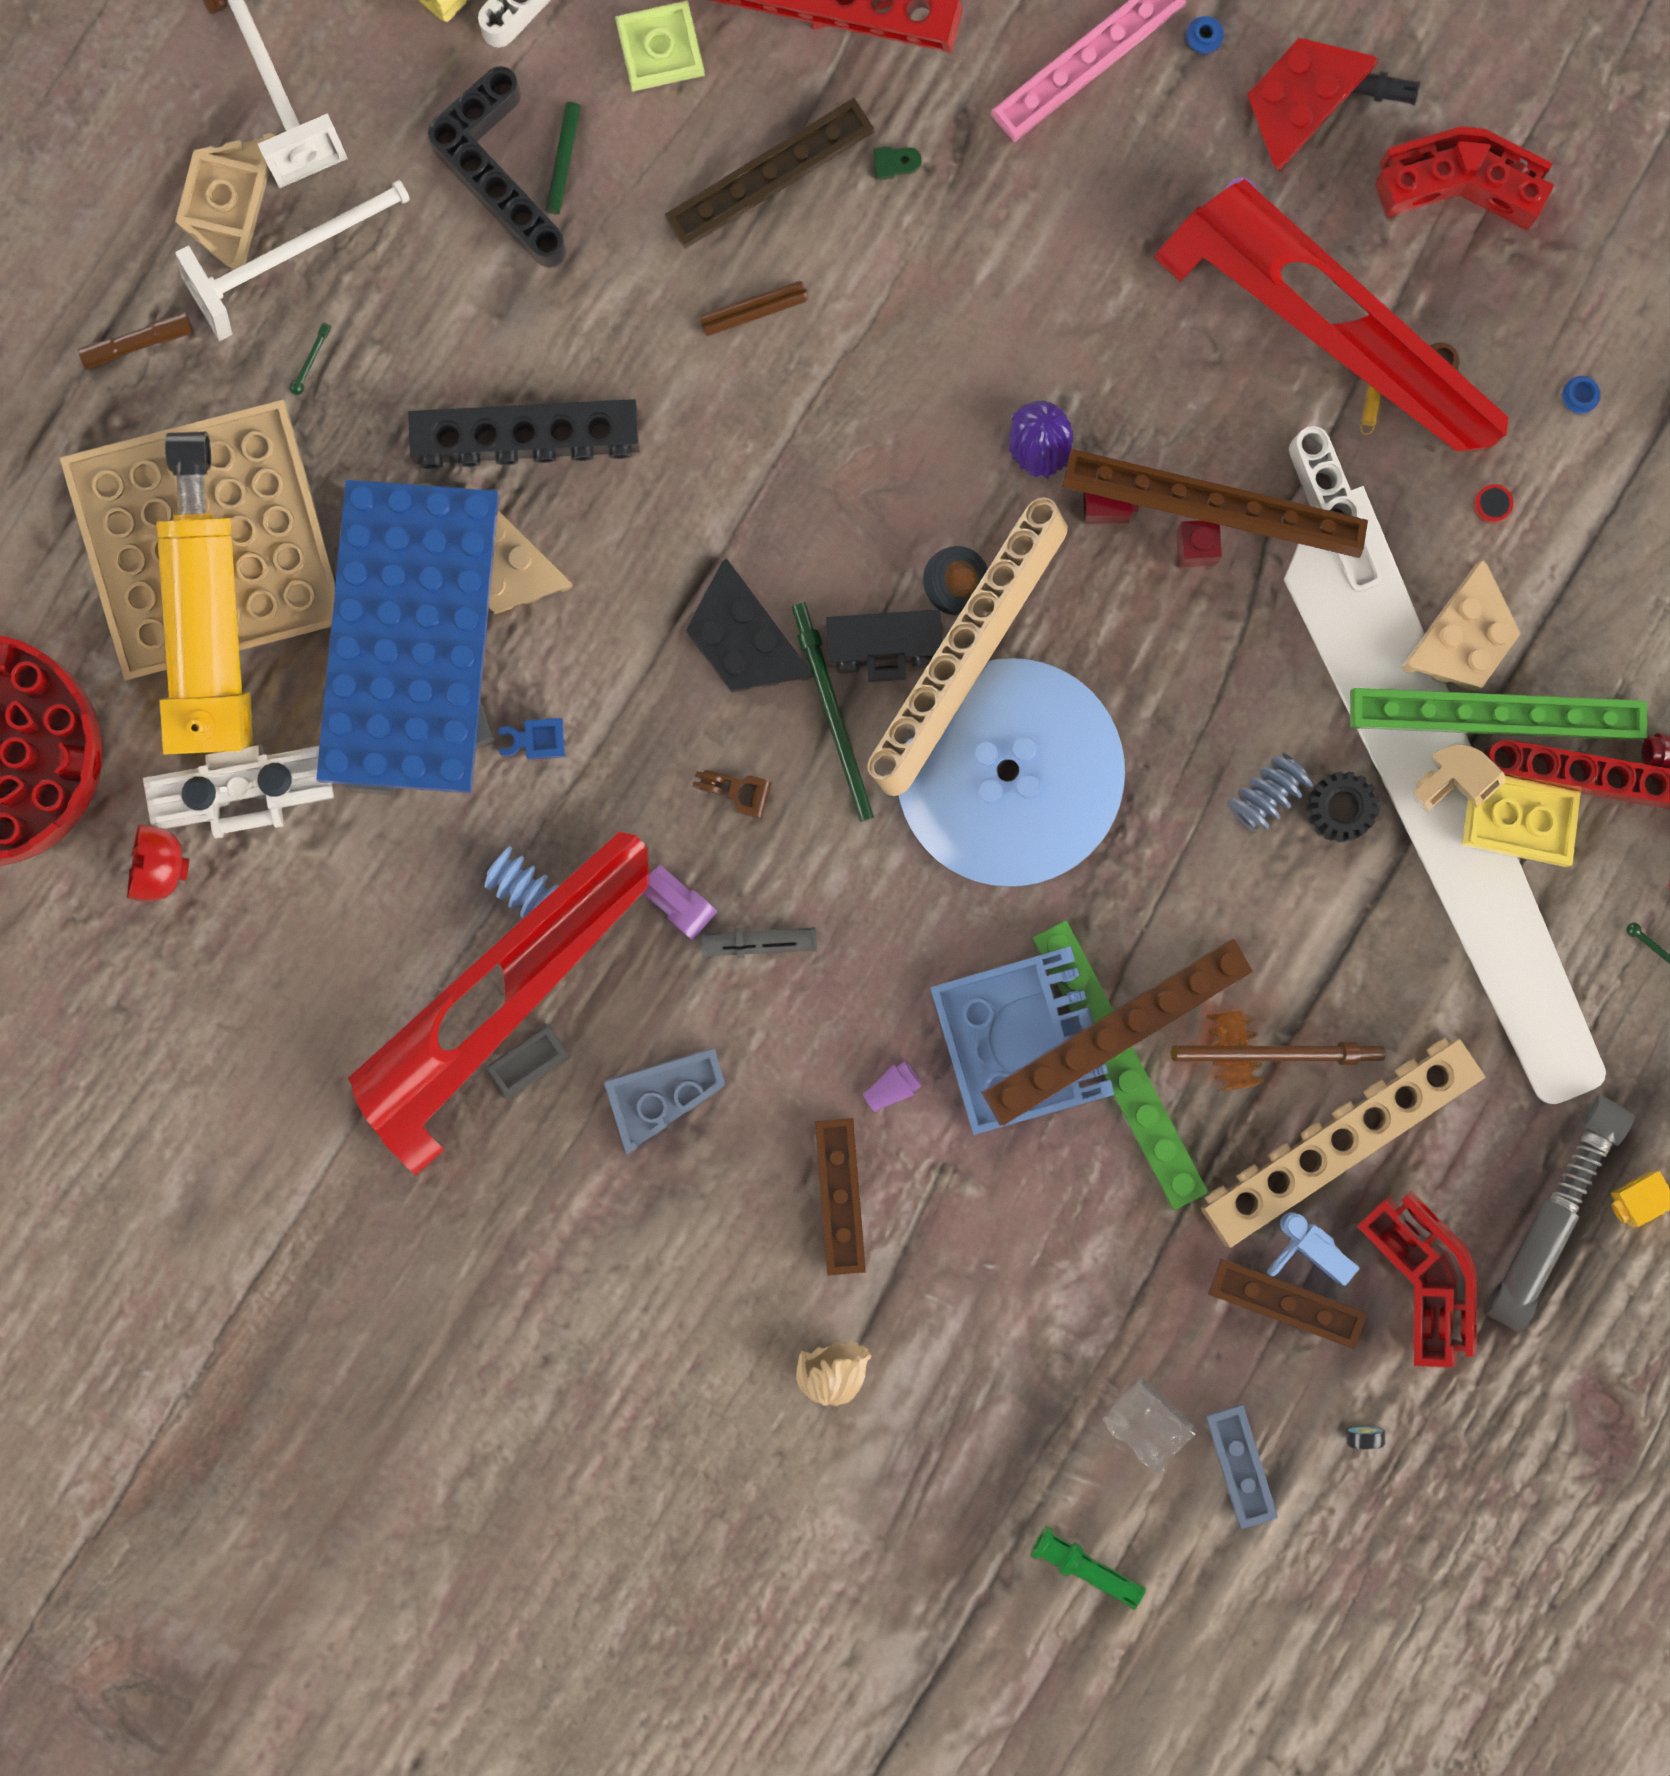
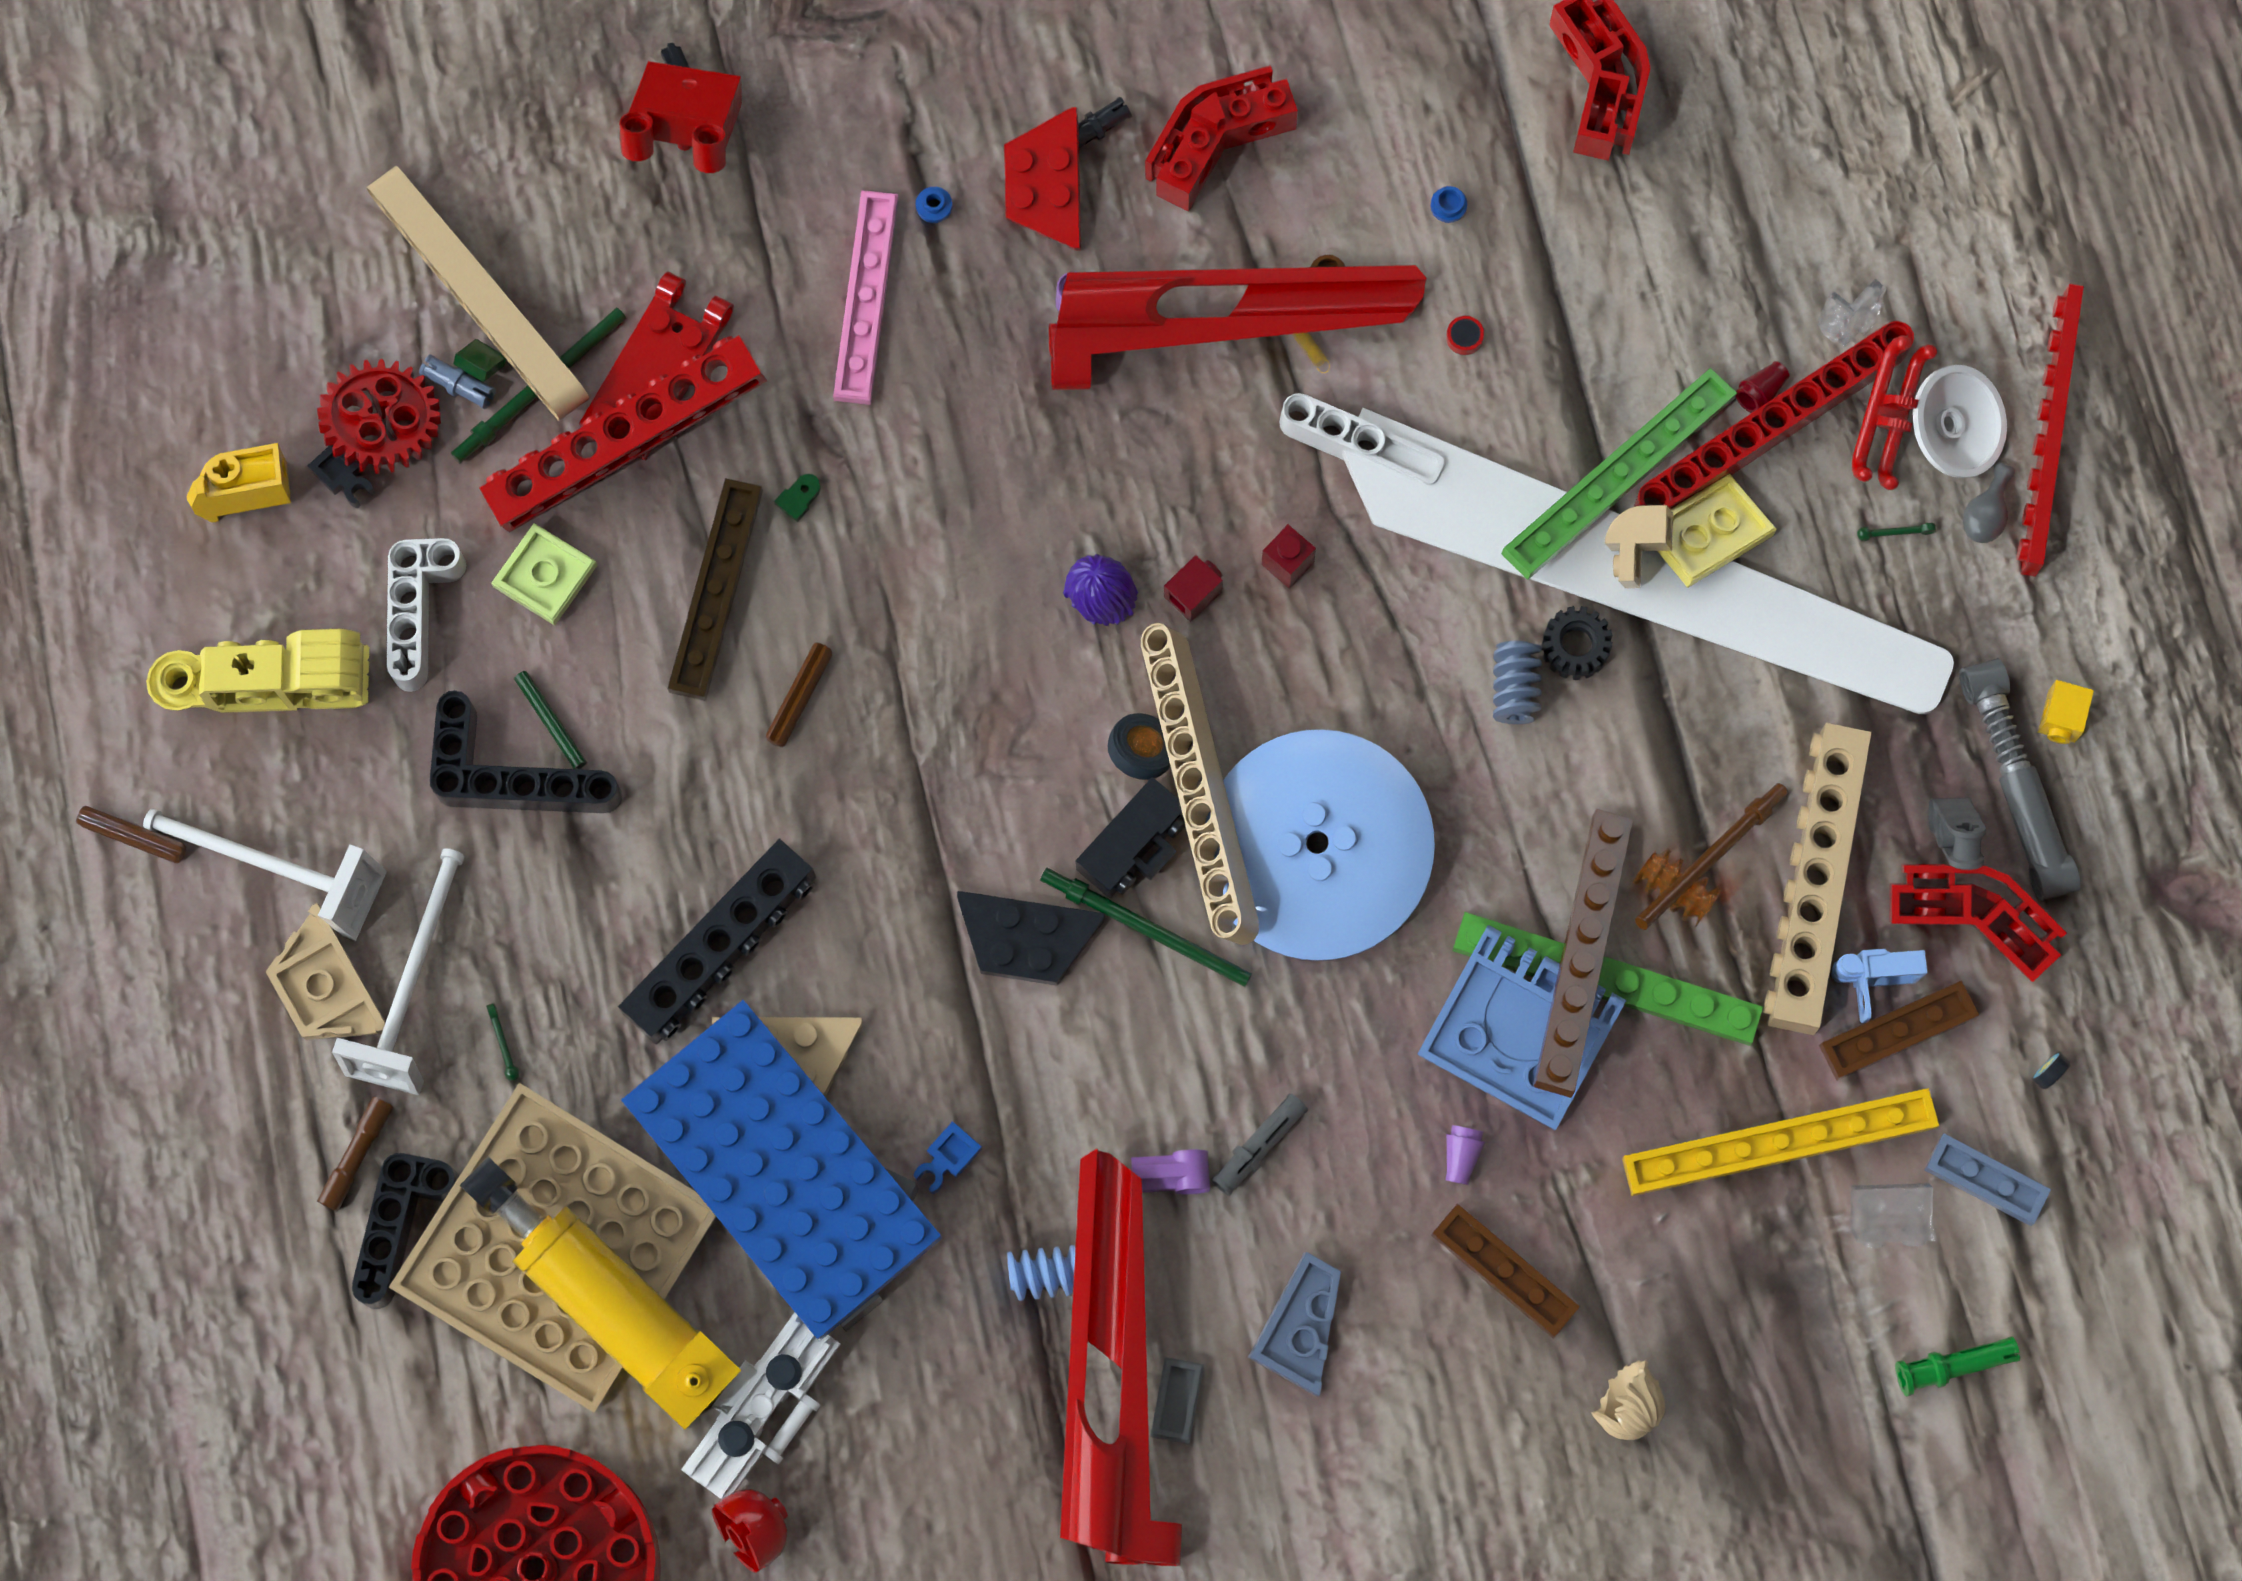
camera: 35 degrees left, 10 degrees down
(110, 424) = (398, 1230): none -> black beam
(759, 798) = (1106, 1060): reddish brown piece -> none
(1123, 1298) = (1780, 1142): none -> yellow plate
(1215, 503) = (1273, 514): reddish brown plate -> none
(1467, 635) = (1540, 439): tan wing -> none
(1472, 1208) = (1957, 831): none -> dark grey piece

